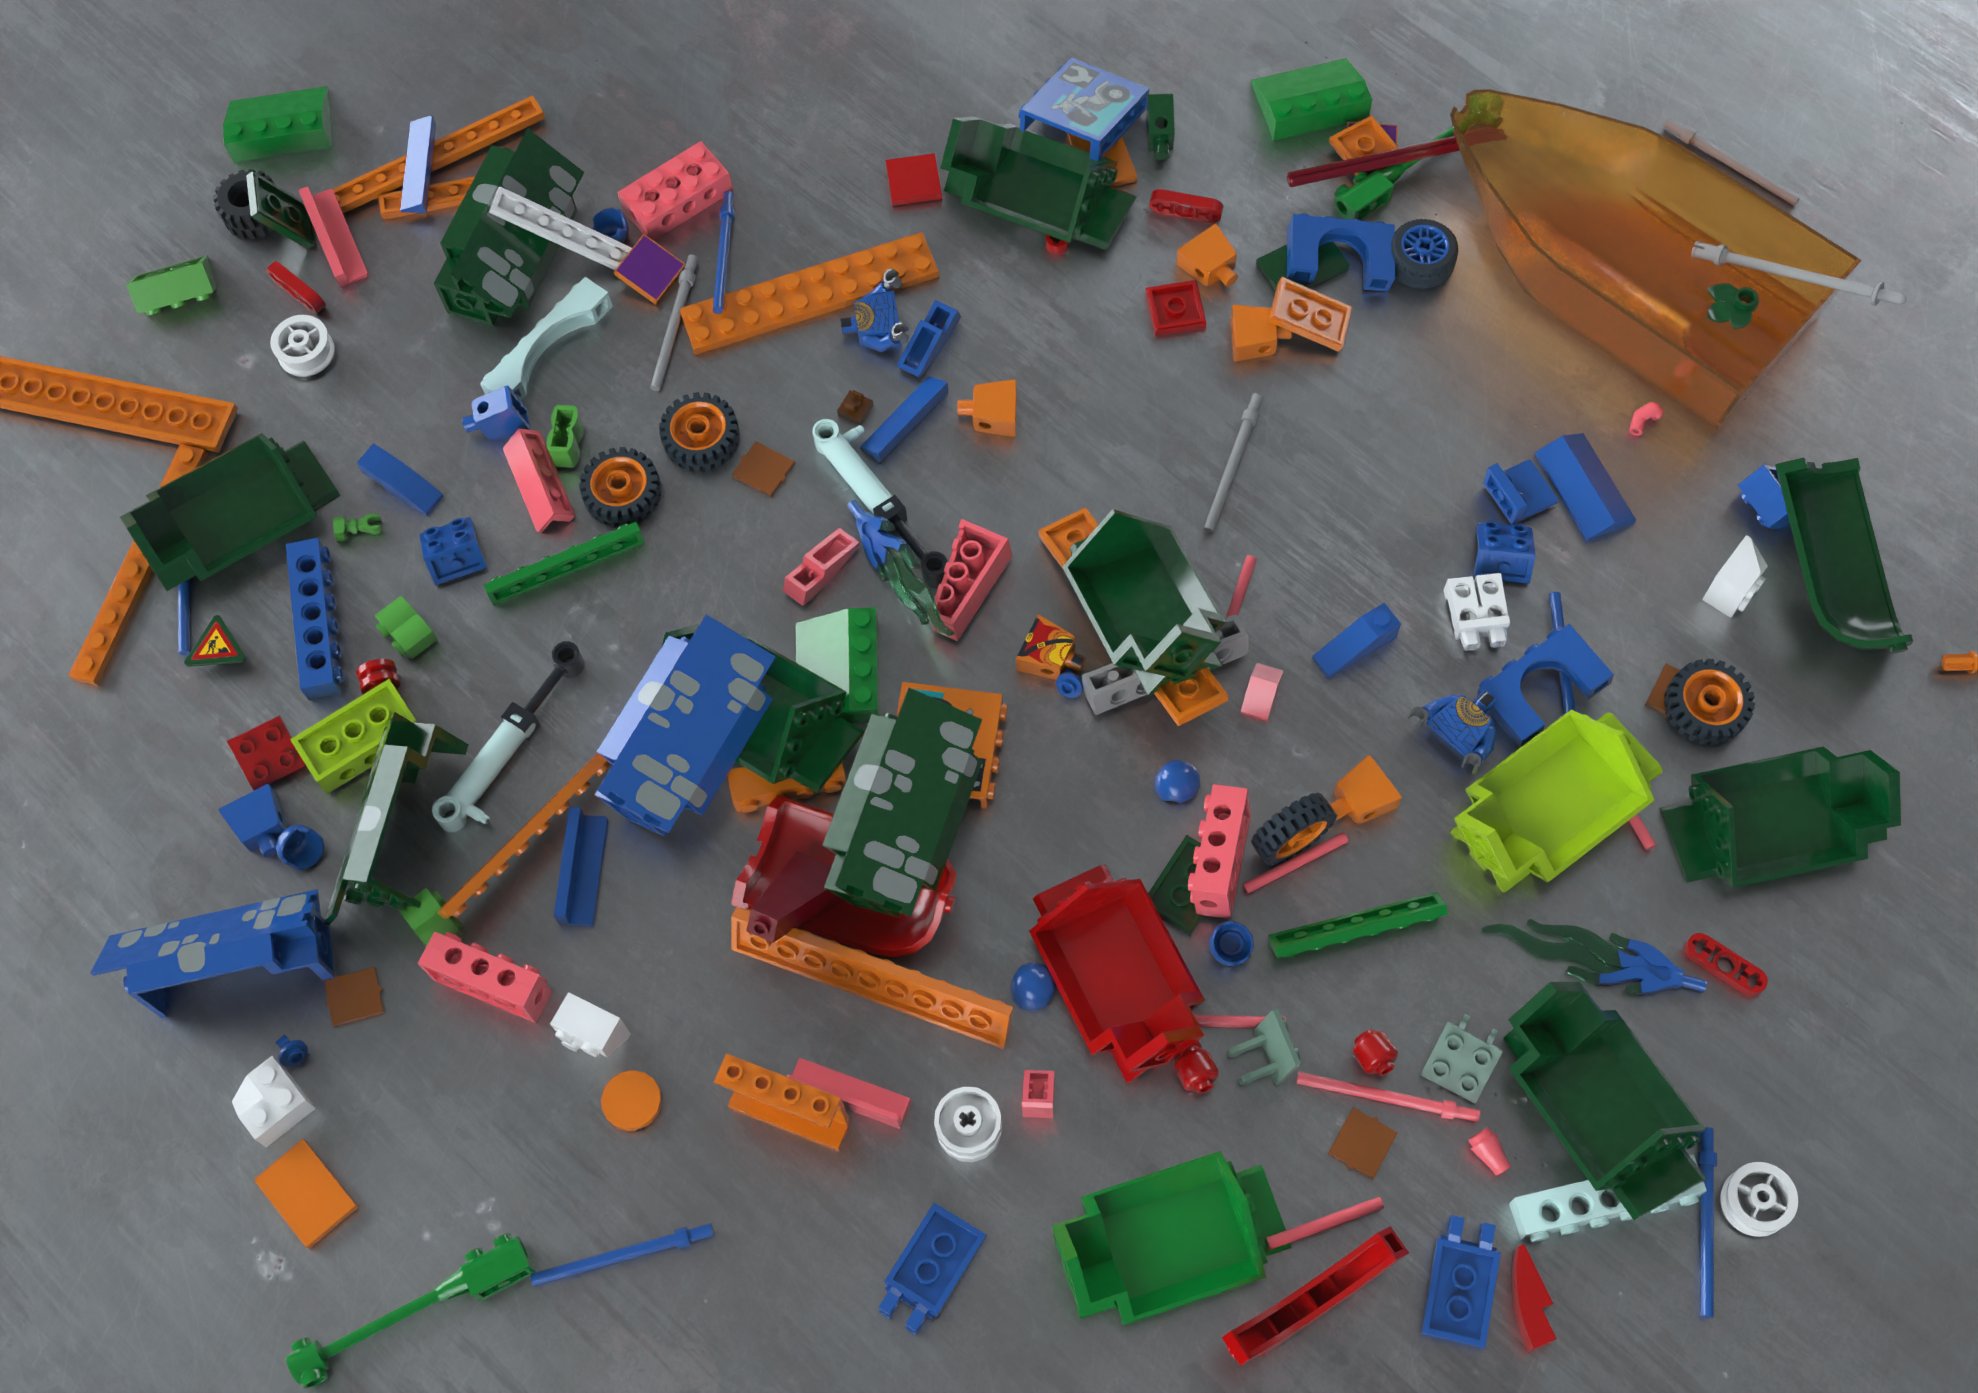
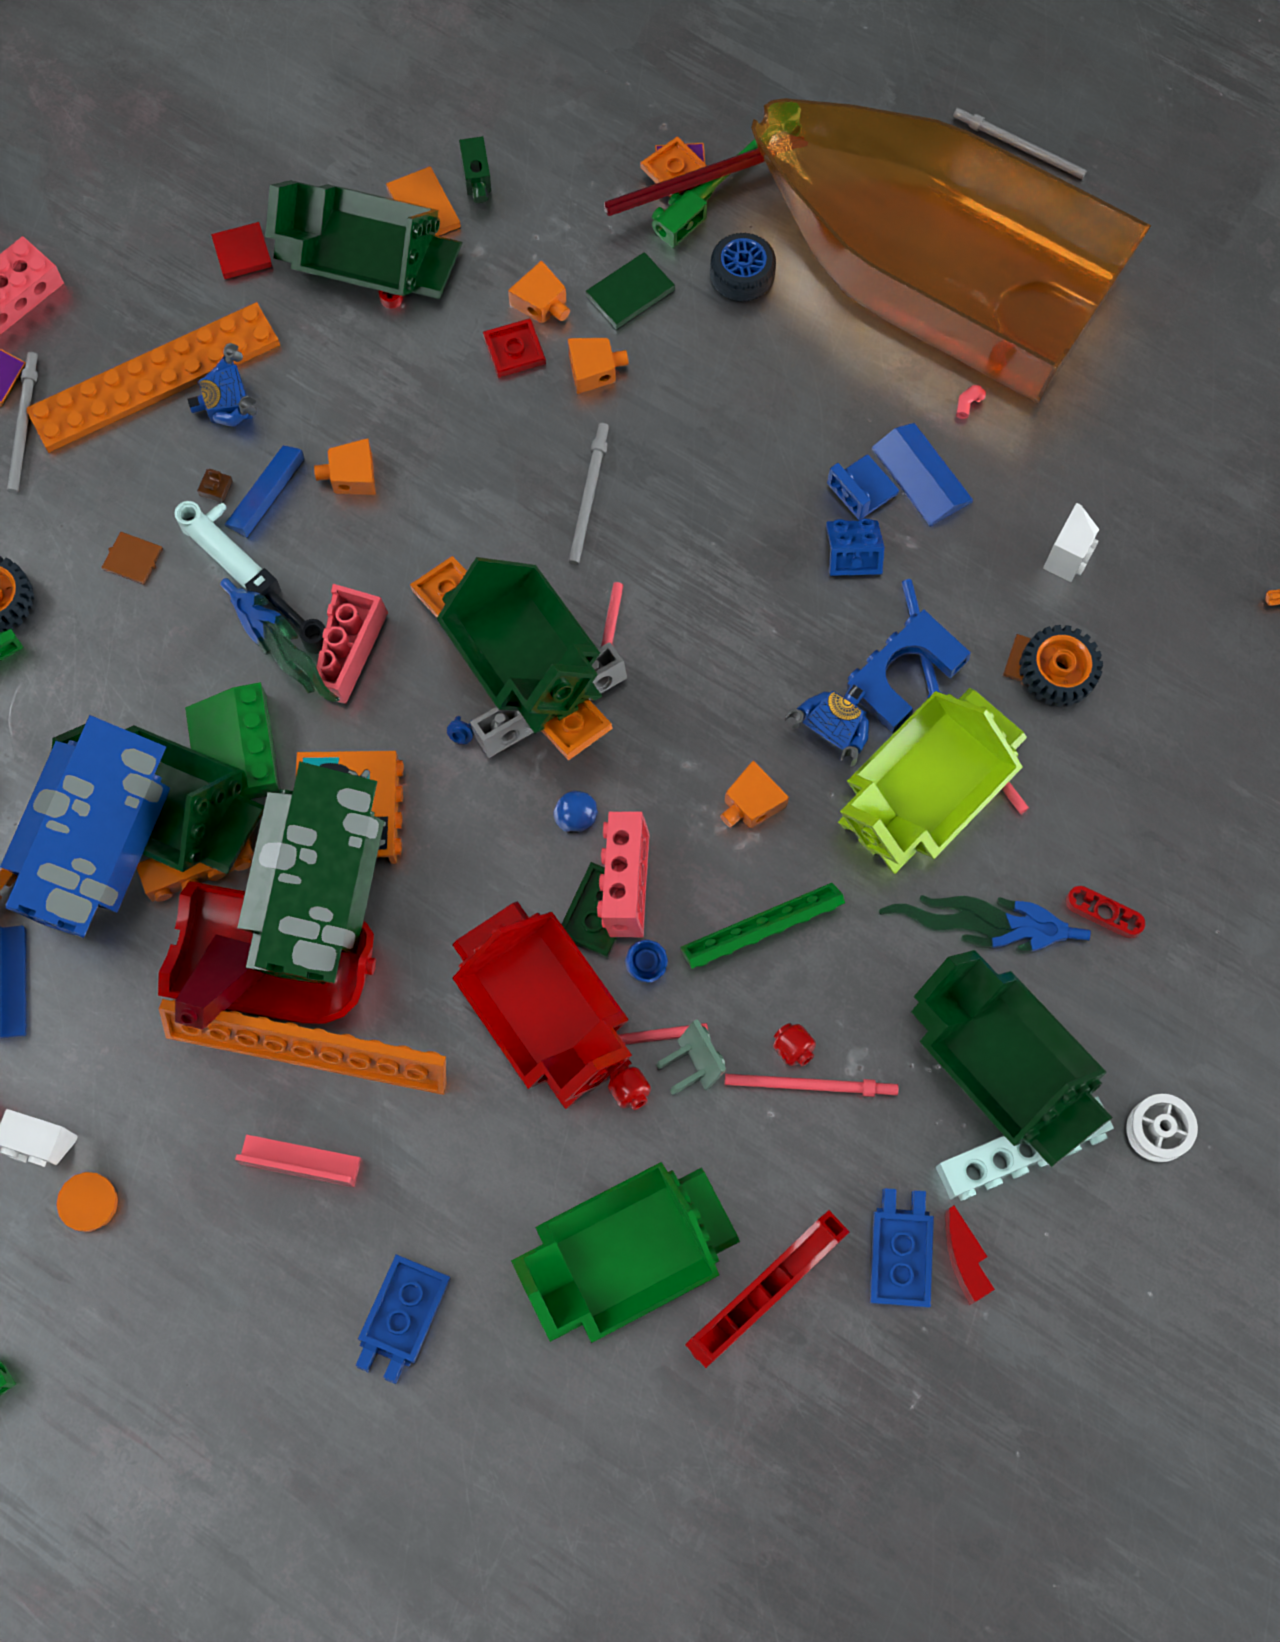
camera: 15 degrees left, 5 degrees up
(681, 1238) = (154, 1329): blue bar -> none
(704, 448) = (69, 546): wheel -> none
(726, 215) = (60, 308): blue bar -> none
(784, 1102) = (234, 1183): orange panel -> none
(820, 566) = (201, 648): coral slope -> none
(929, 339) = (278, 408): blue slope -> none
(965, 1106) = (419, 1191): white wheel -> none
(1032, 986) = (463, 1030): blue hair -> none
(1038, 1094) = (481, 1133): coral slope -> none
(1048, 651) = (435, 701): torso -> none
(1087, 105) = (401, 157): panel -> none
(1172, 204) = (525, 246): red beam -> none
(1261, 691) = (644, 713): coral slope -> none
(1294, 829) = (691, 843): black wheel -> none
(1295, 862) = (696, 874): coral piece -> none
(1310, 314) = (643, 339): orange tile -> none
(1312, 98) = (619, 126): green slope -> none
(1324, 1223) = (767, 1214): coral bar -> none
(1358, 640) = (729, 651): blue slope -> none
(1362, 1143) = (793, 1132): dark orange piece -> none
(1369, 239) = (690, 258): blue arch -> none
(1462, 1061) = (876, 1040): sand green plate -> none
(1478, 610) = (837, 606): white hips -> none
(1489, 1150) = (911, 1120): coral cone -> none
(1707, 1160) = (1110, 1098): blue bar -> none
(1721, 255) = (1021, 235): light grey bar -> none
(1729, 304) = (1035, 285): dark green plate -> none
(1765, 495) = (1097, 462): blue slope -> none
(1783, 815) = (1140, 764): dark green panel -> none
(1840, 554) = (1163, 509): dark green panel -> none

